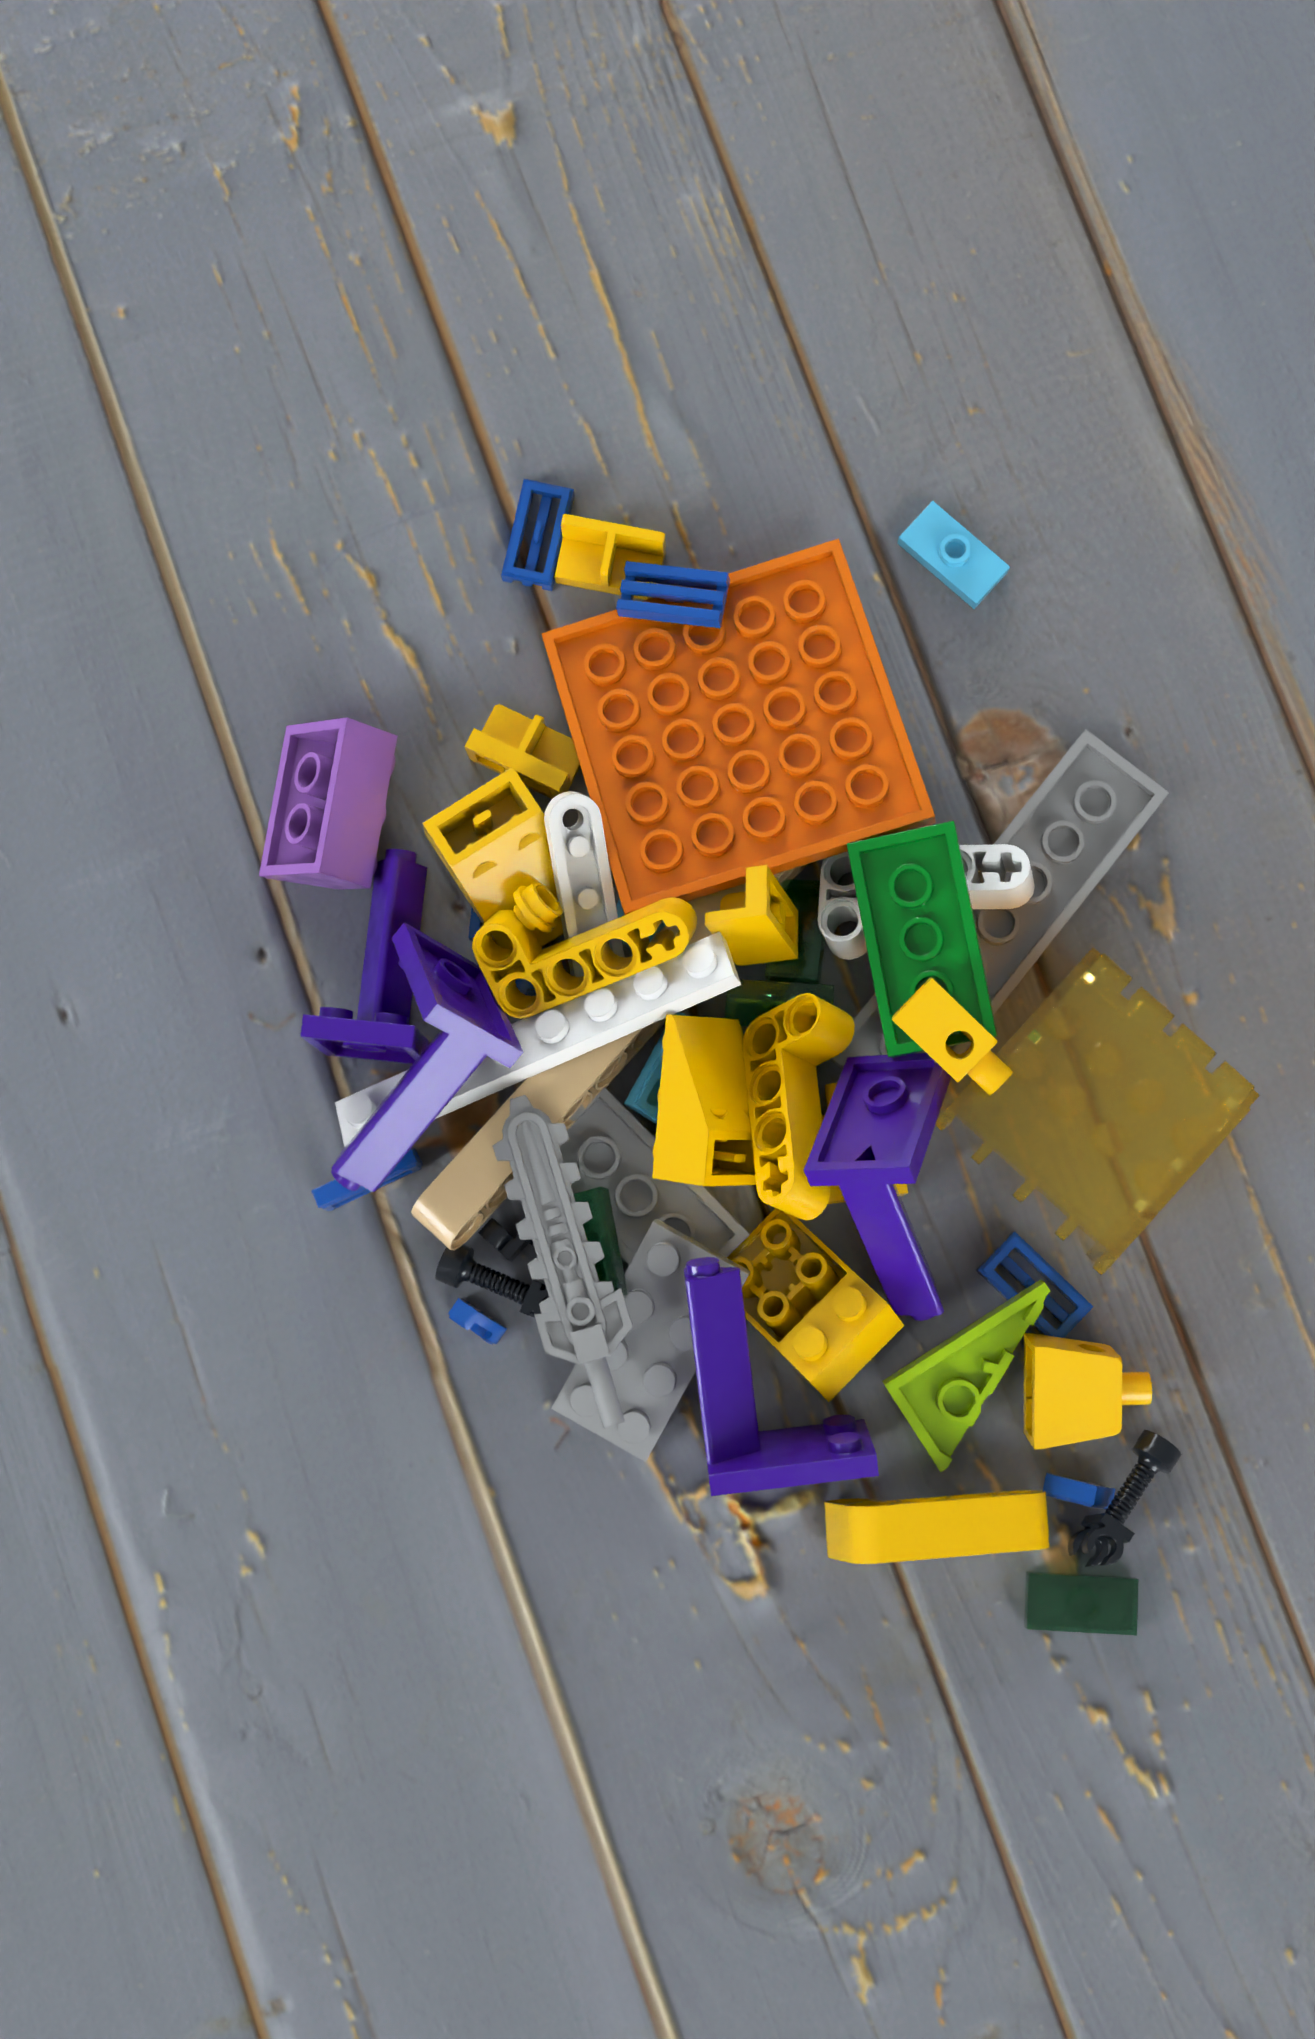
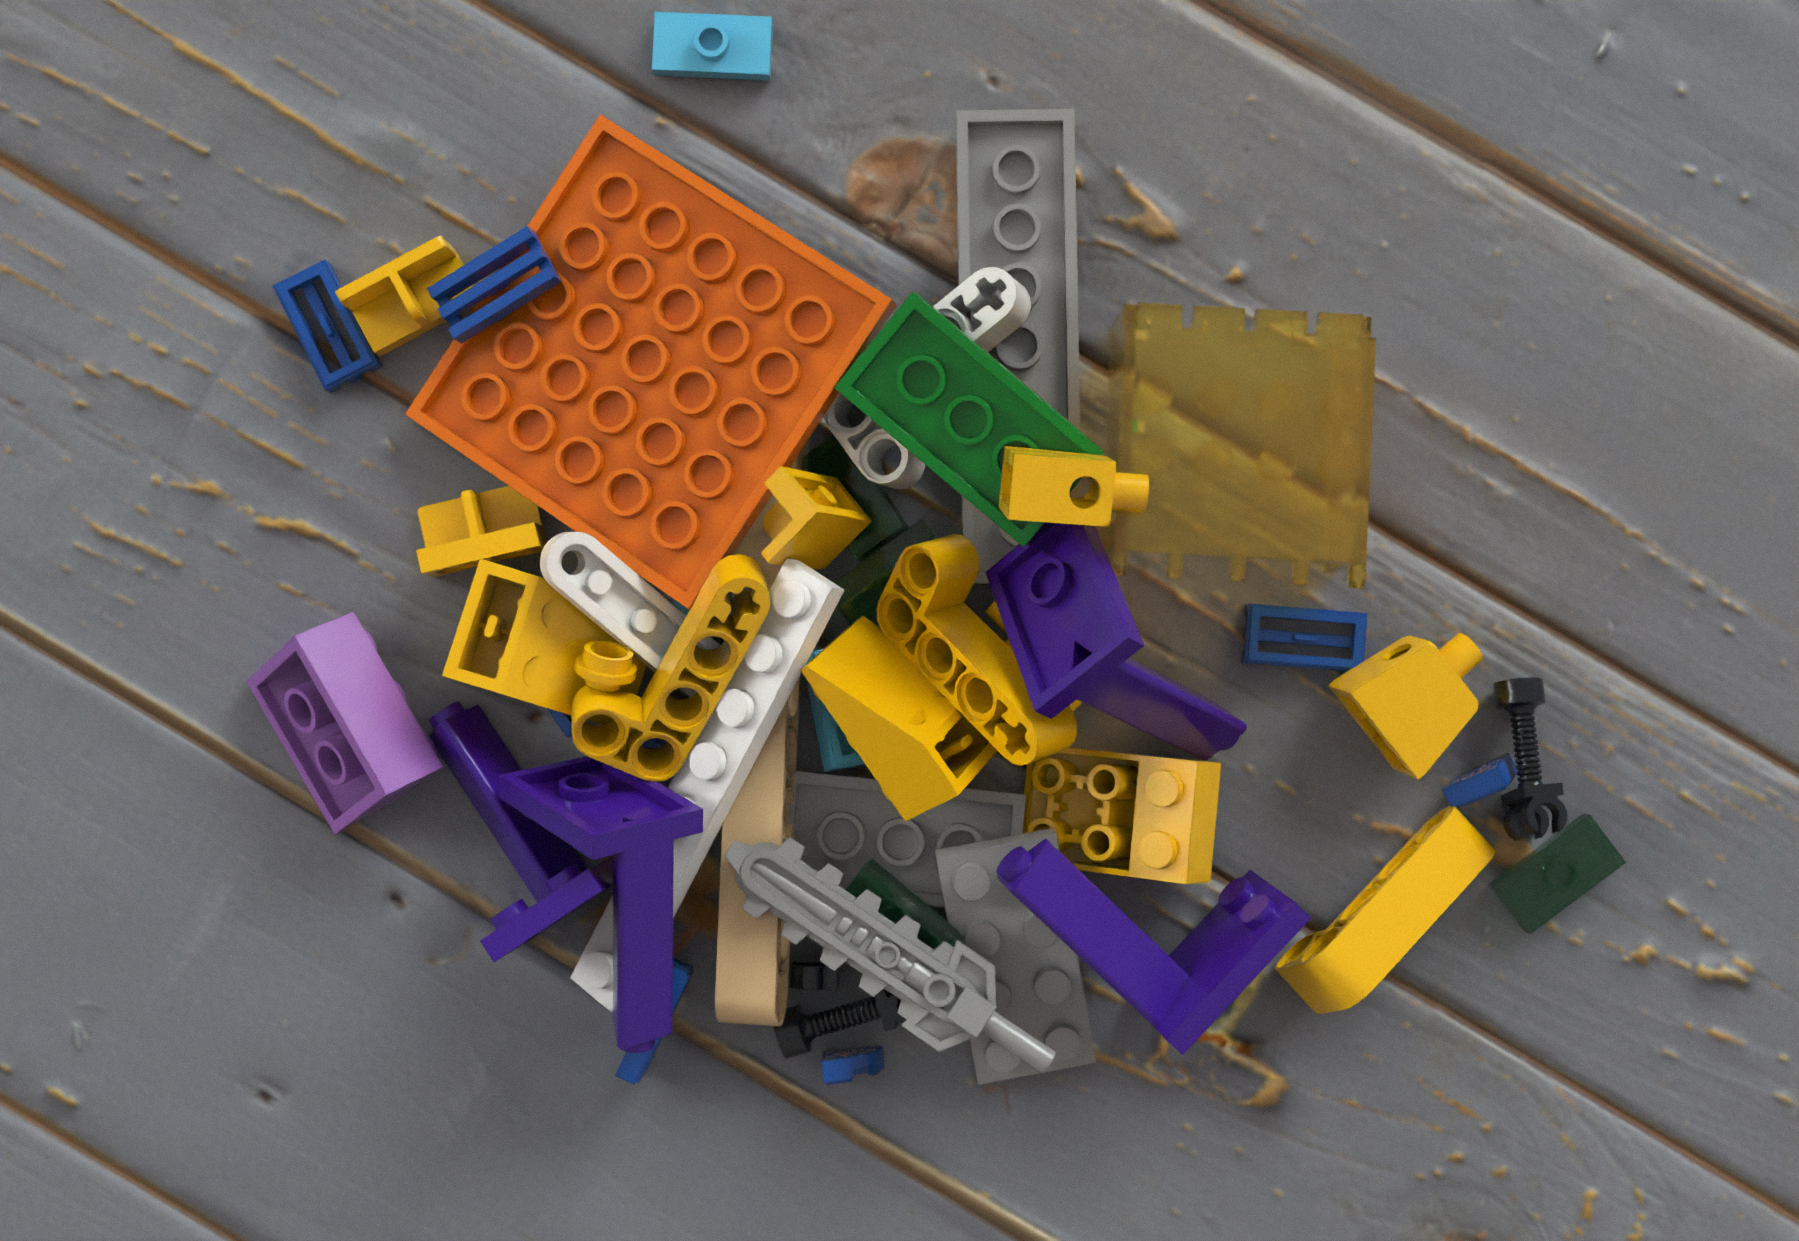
camera: 45 degrees left, 5 degrees up
(949, 1383) = (1299, 779): lime wing -> none

